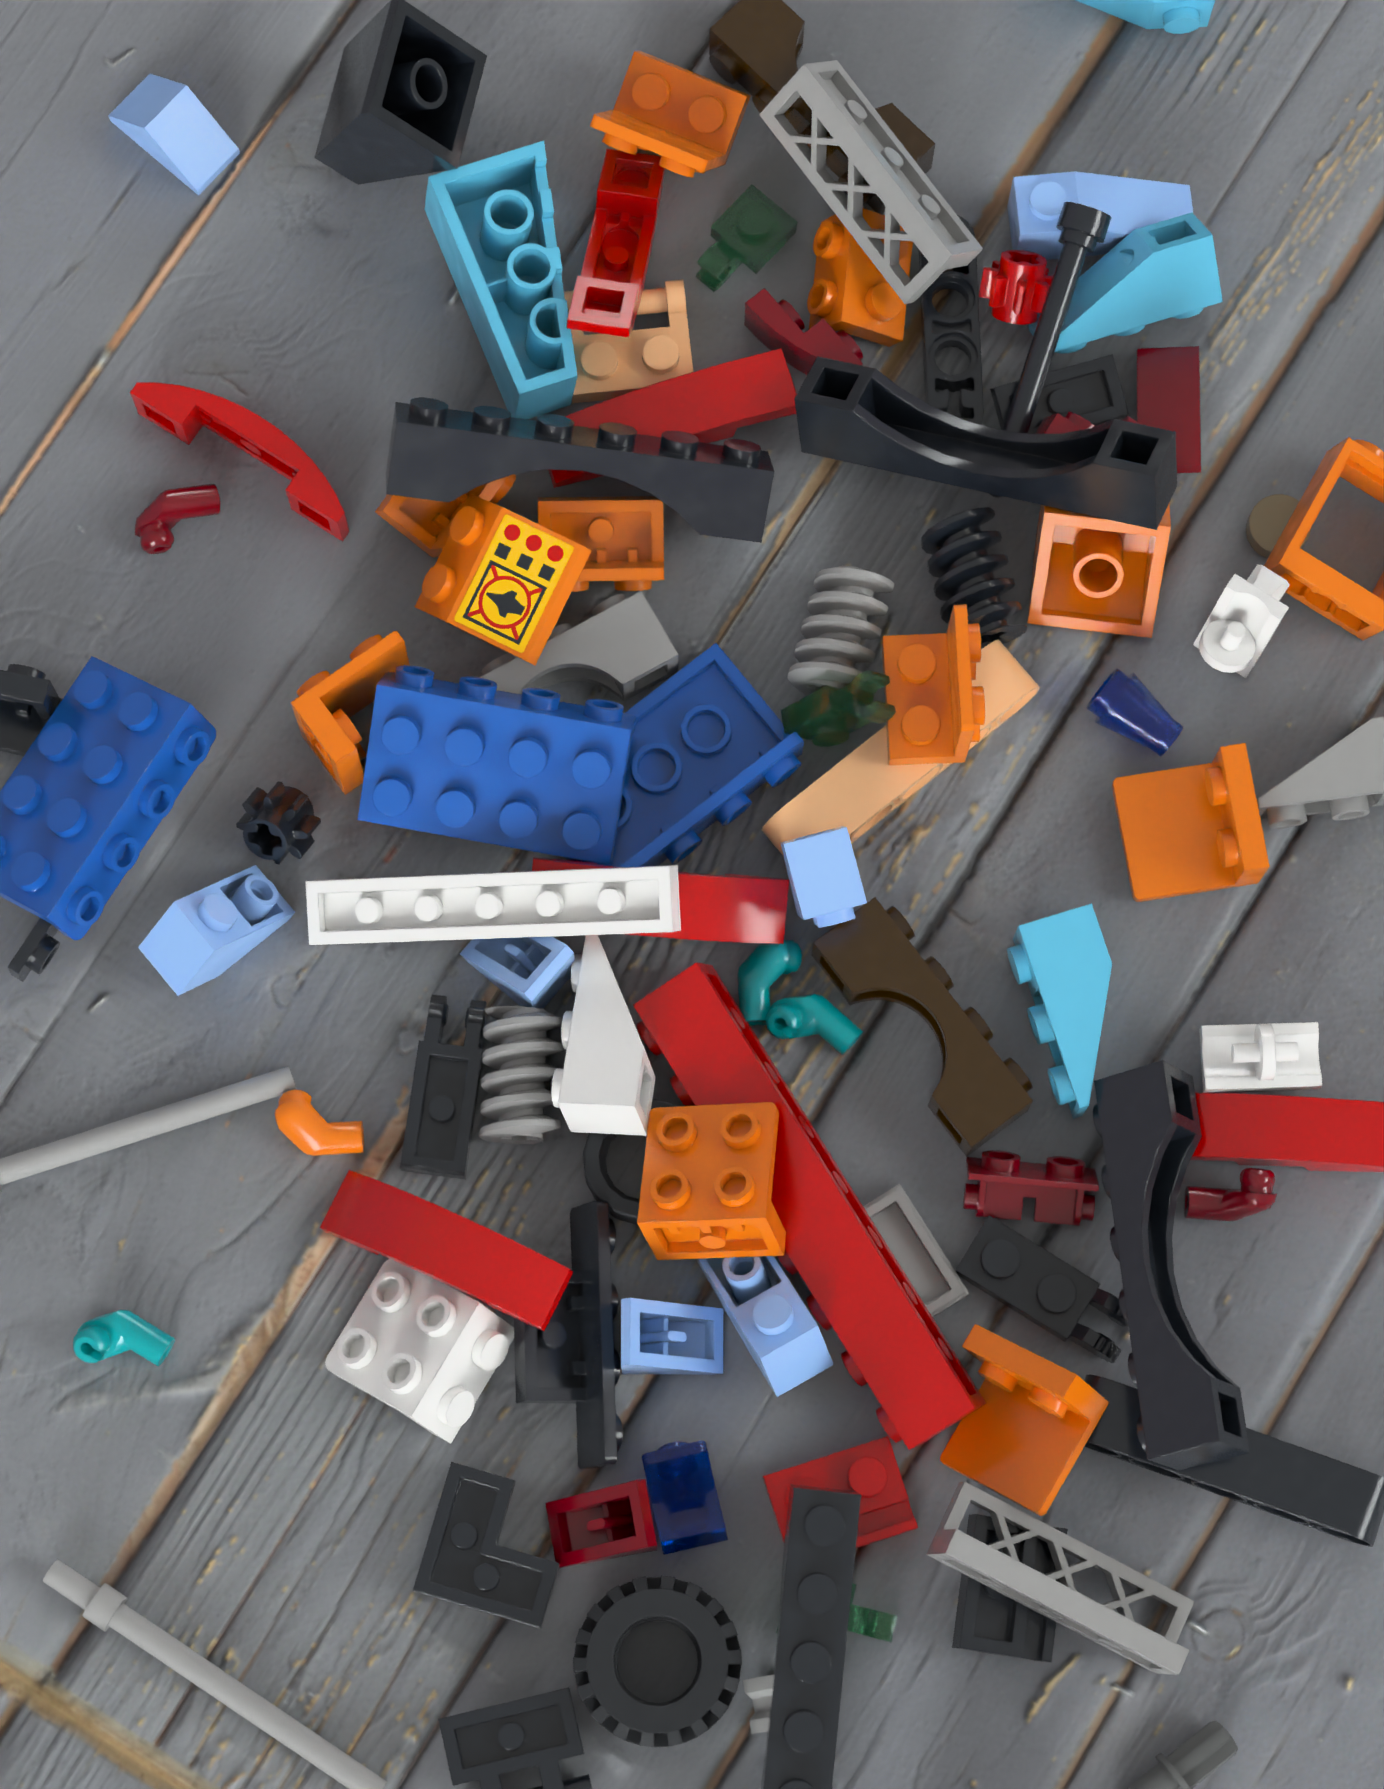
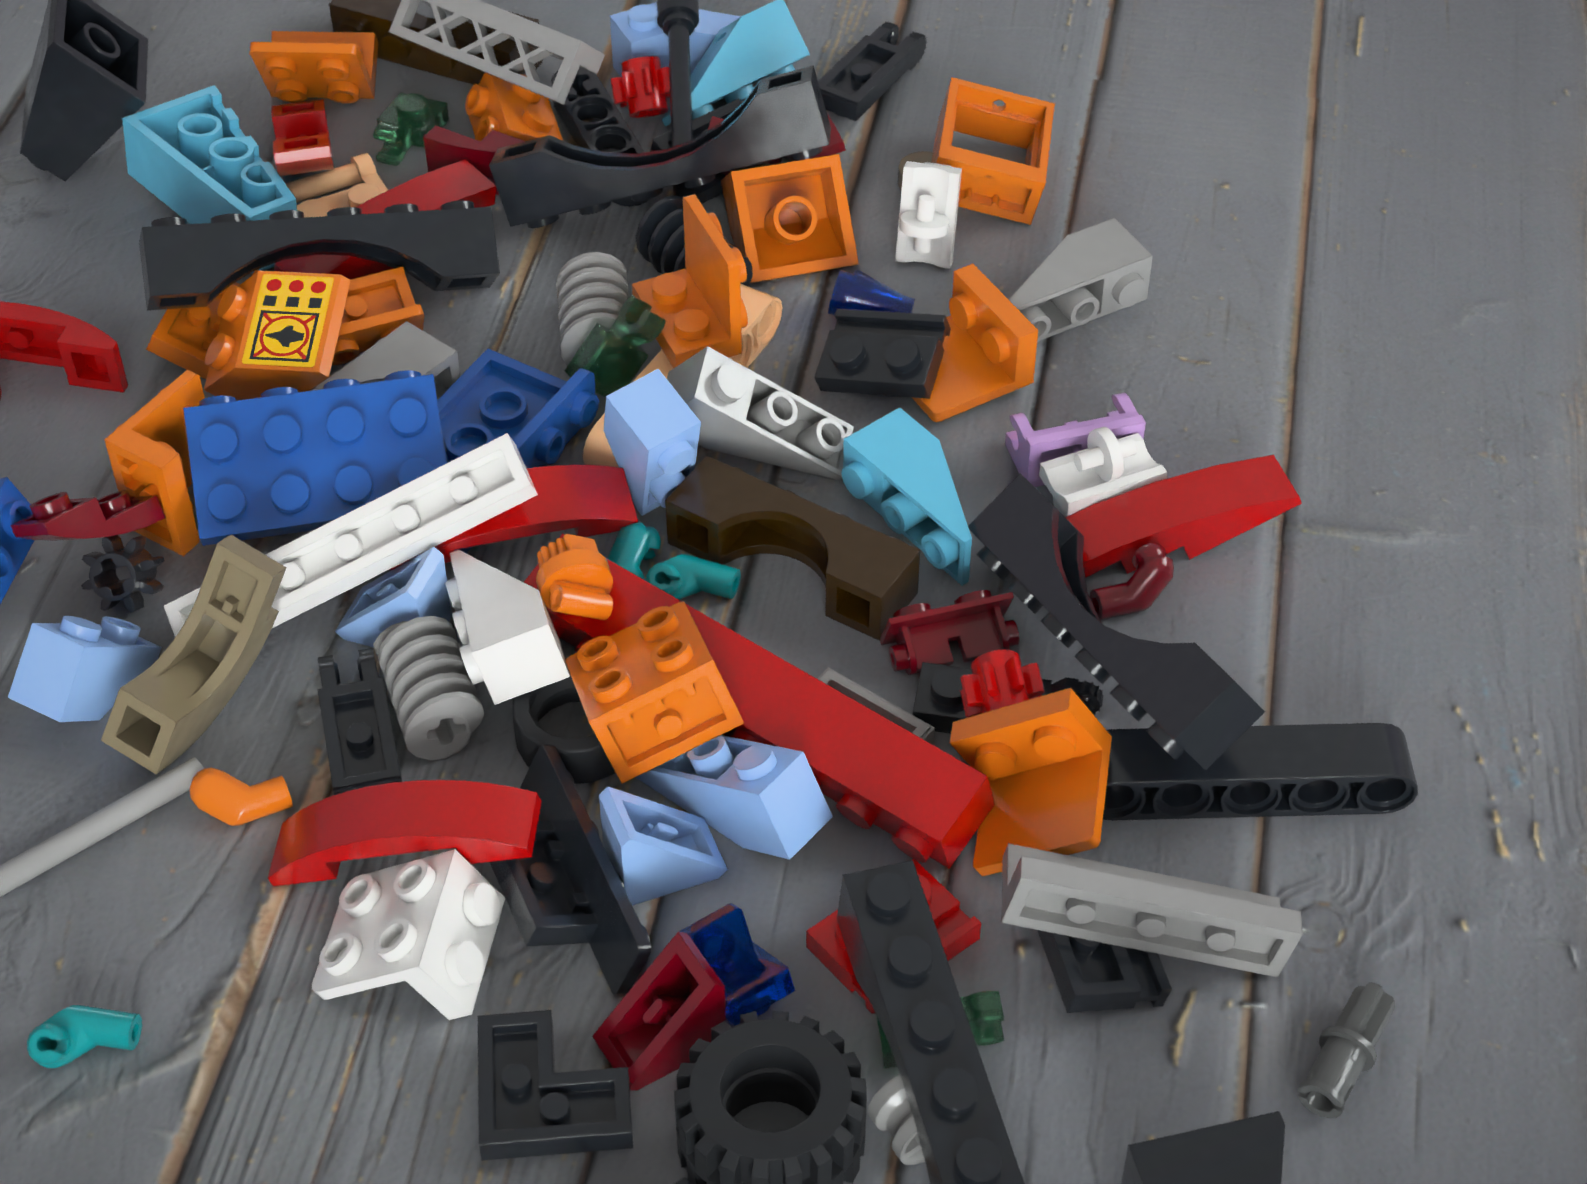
camera: 20 degrees left, 30 degrees down
(278, 769) = (85, 518): none -> dark red slope
(313, 985) = (204, 665): none -> dark tan arch
(682, 1044) = (575, 578): none -> orange piece
(943, 857) = (758, 418): none -> light grey slope
(1033, 1311) = (999, 682): none -> red gear
(1114, 801) = (883, 353): none -> black plate
(1260, 987) = (1032, 447): none -> lavender hinge
(1282, 339) = (869, 70): none -> black hinge

